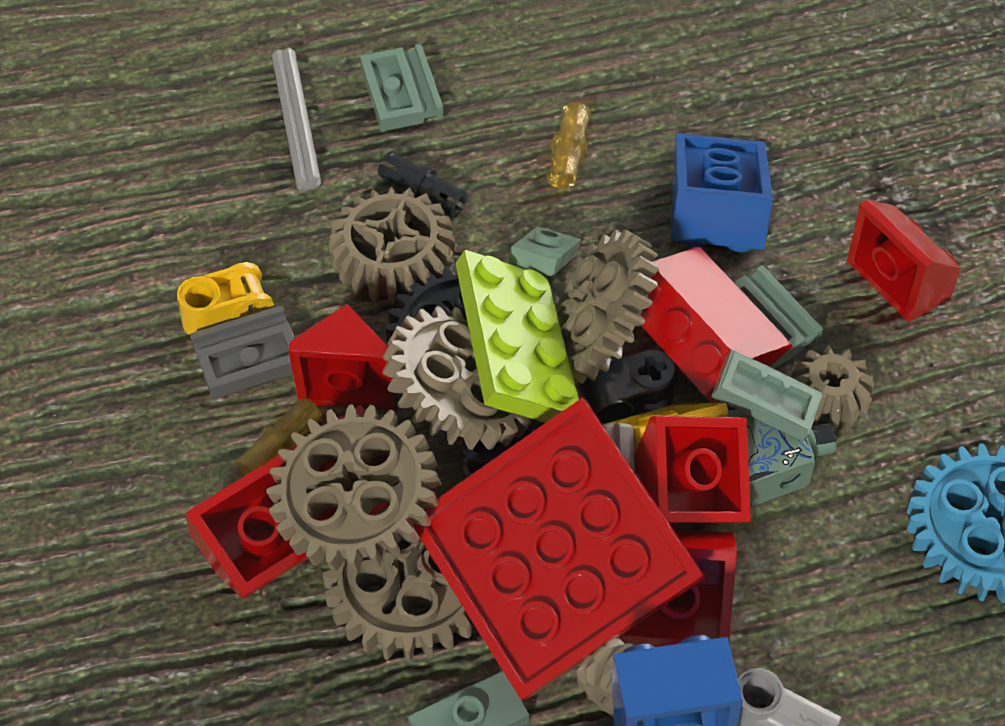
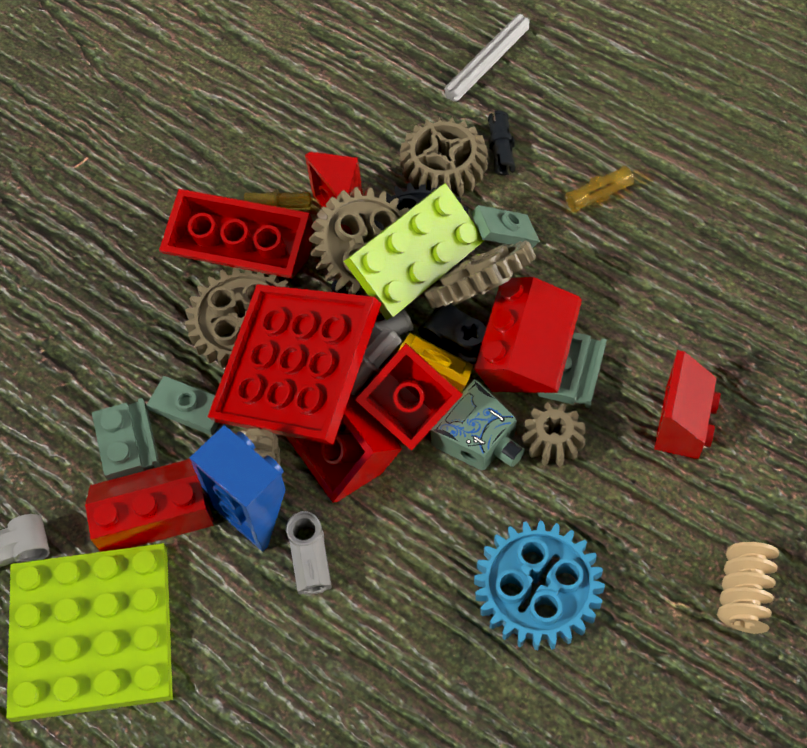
camera: 55 degrees right, 5 degrees up
(221, 297) = (336, 114): yellow piece -> none
(244, 351) = (313, 137): dark grey plate -> none
(353, 488) = (231, 262): dark tan gear -> none
(401, 87) = (555, 85): sand green plate -> none
(720, 192) = (641, 281): blue slope -> none
(767, 395) = (497, 397): sand green plate -> none

